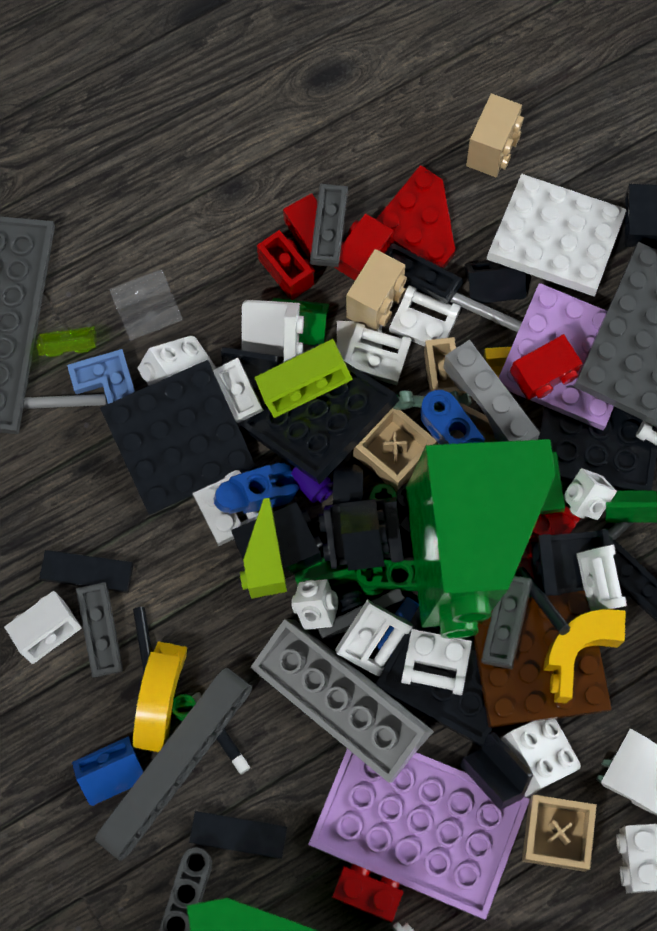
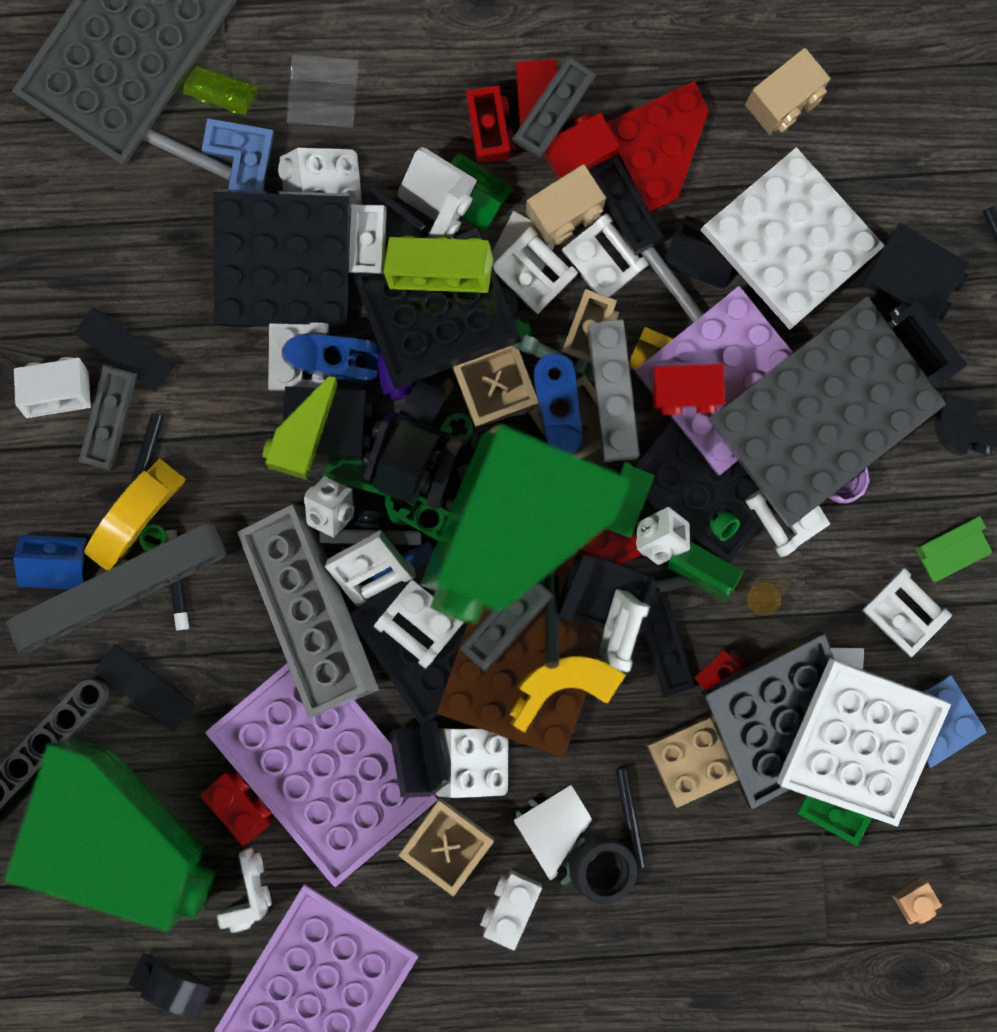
camera: 20 degrees right, 15 degrees up
(631, 462) = (724, 525): none -> green hinge

